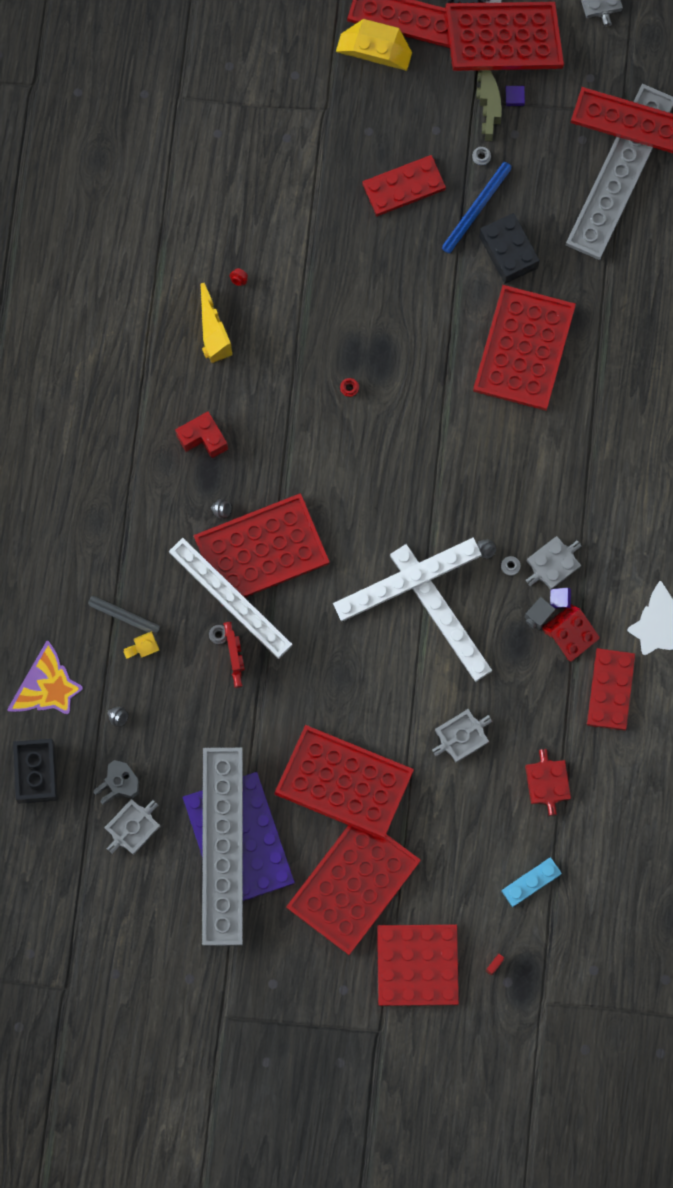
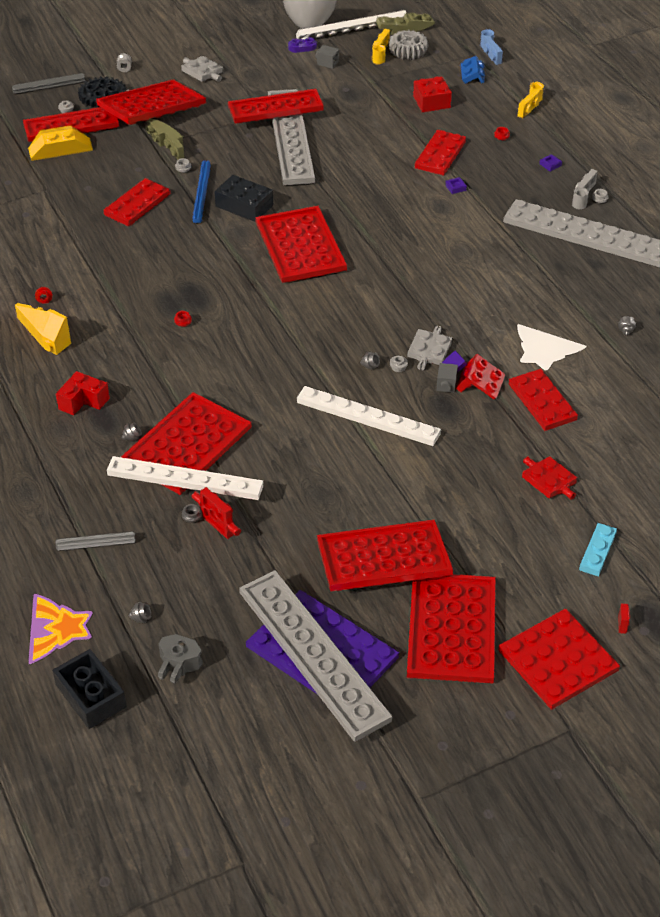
camera: 35 degrees left, 30 degrees down
(132, 827) = (215, 688): light grey plate -> none
(144, 645) = (128, 550): yellow plate -> none
(407, 579) = (323, 403): white plate -> none
(462, 735) = (454, 480): light grey plate -> none
(515, 96) = (184, 130): dark purple tile -> none

